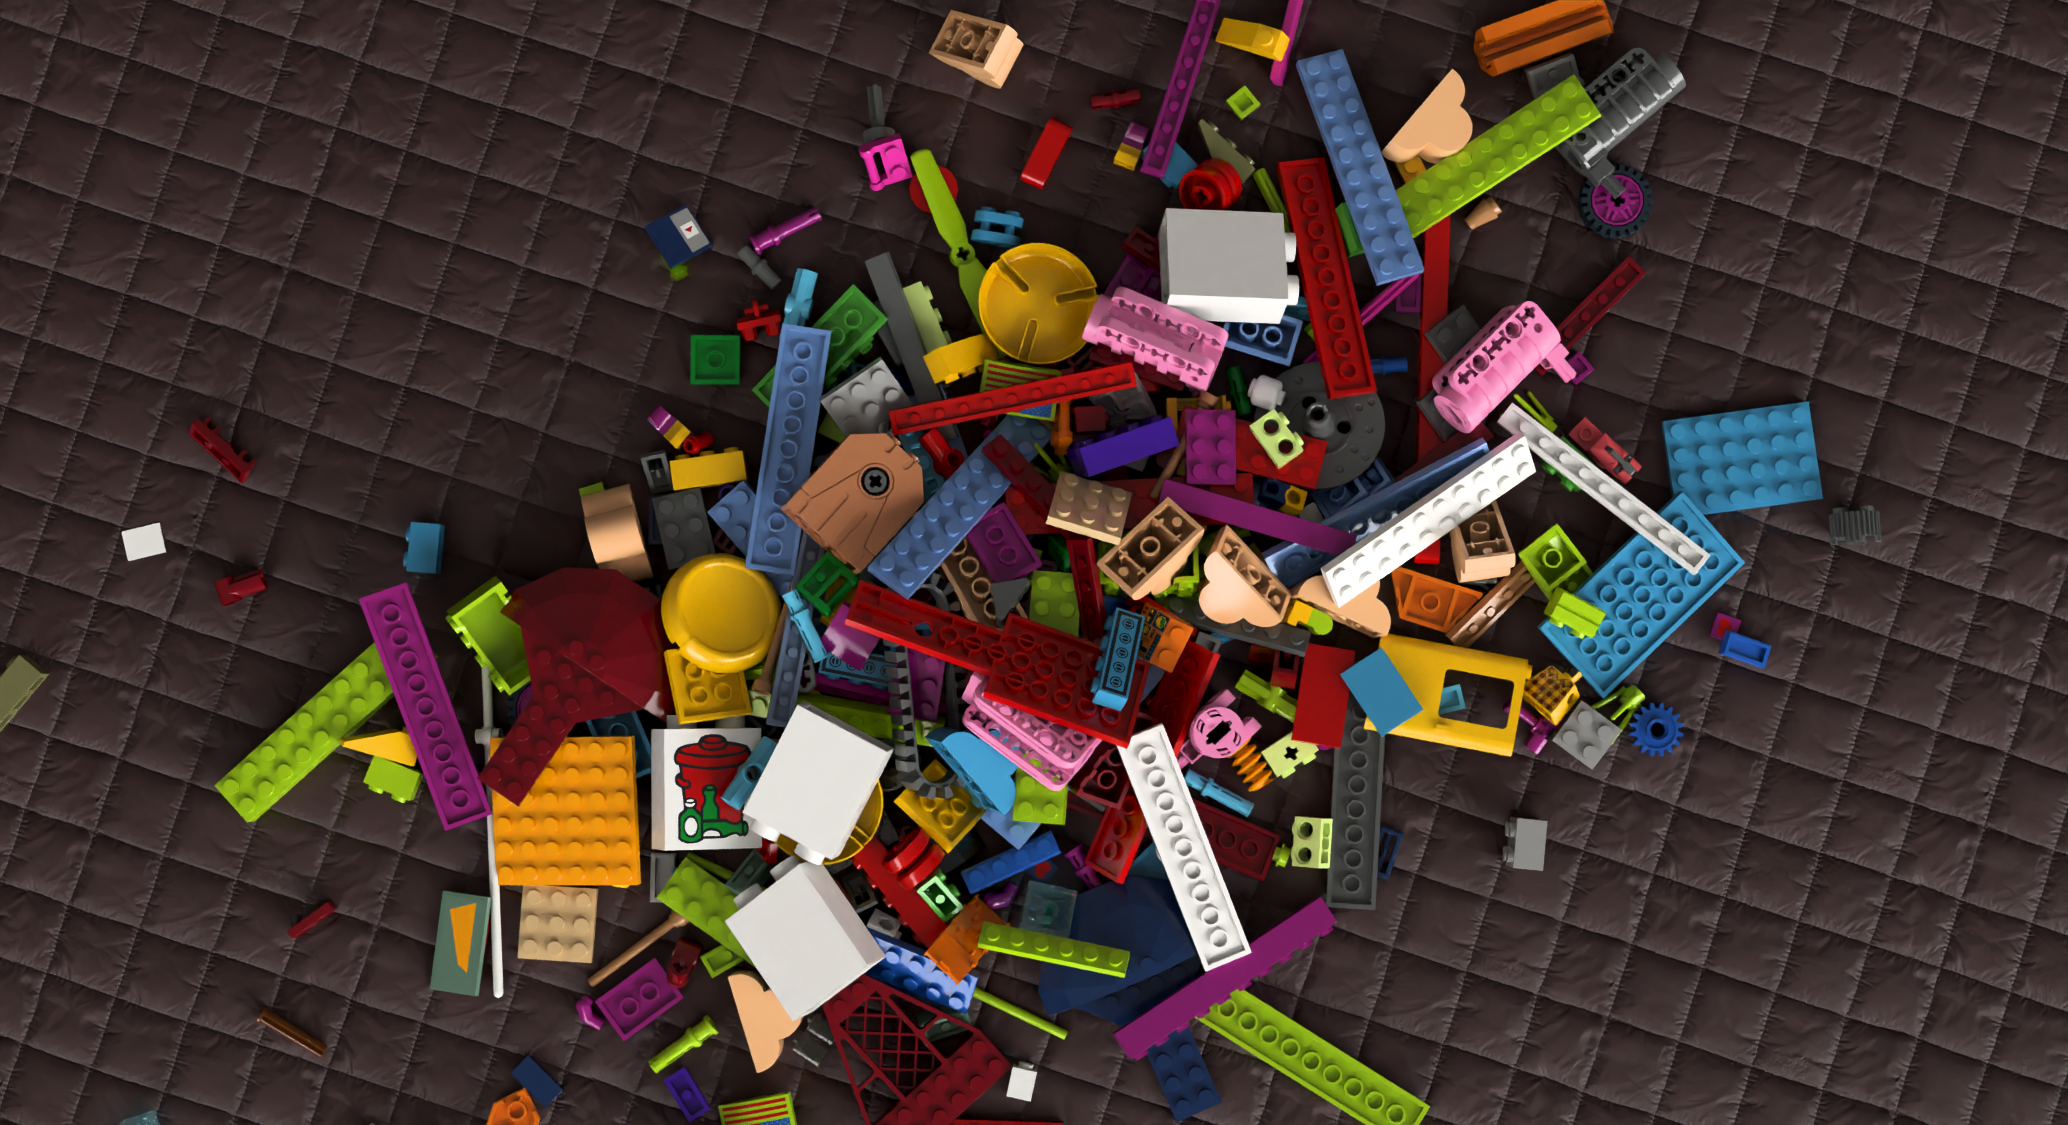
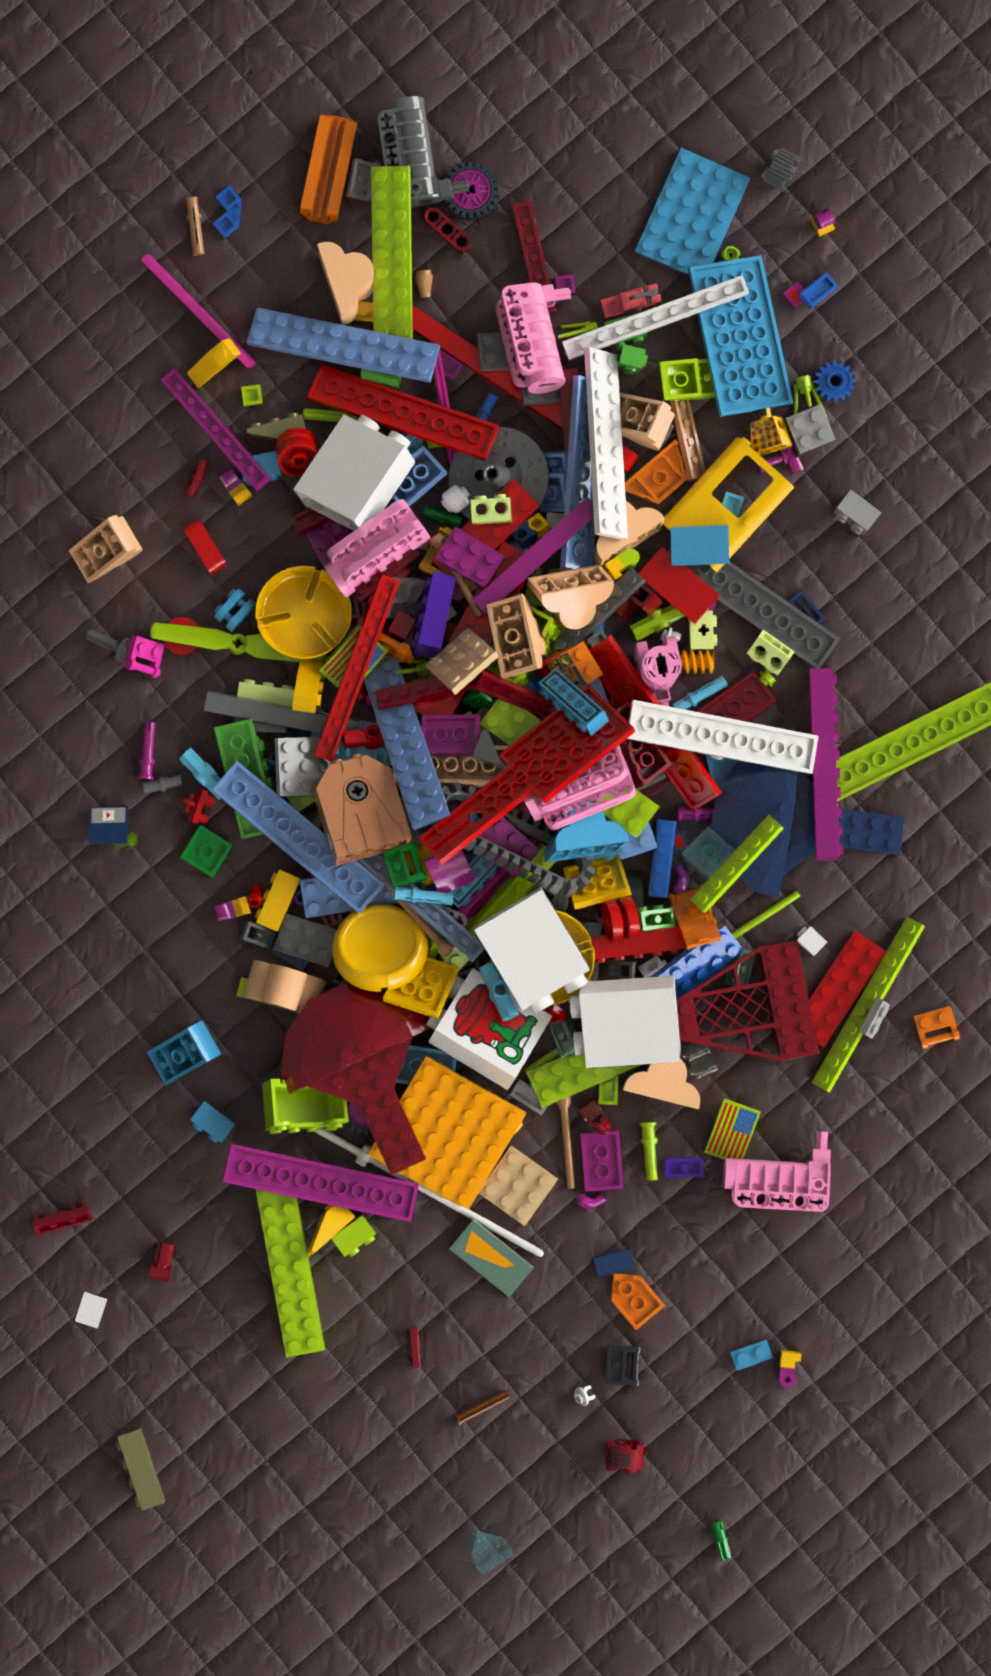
camera: 70 degrees left, 0 degrees up
(480, 471) = (184, 1052): none -> dark azure brick
(1262, 718) = (666, 633): none -> white plate
(1540, 490) = (631, 359): none -> bright green brick
(1559, 191) = (444, 221): none -> dark red beam
(1575, 613) = (725, 387): lime brick -> none
(1728, 524) = (730, 250): none -> lime plate
(1824, 608) = (823, 222): none -> magenta leg

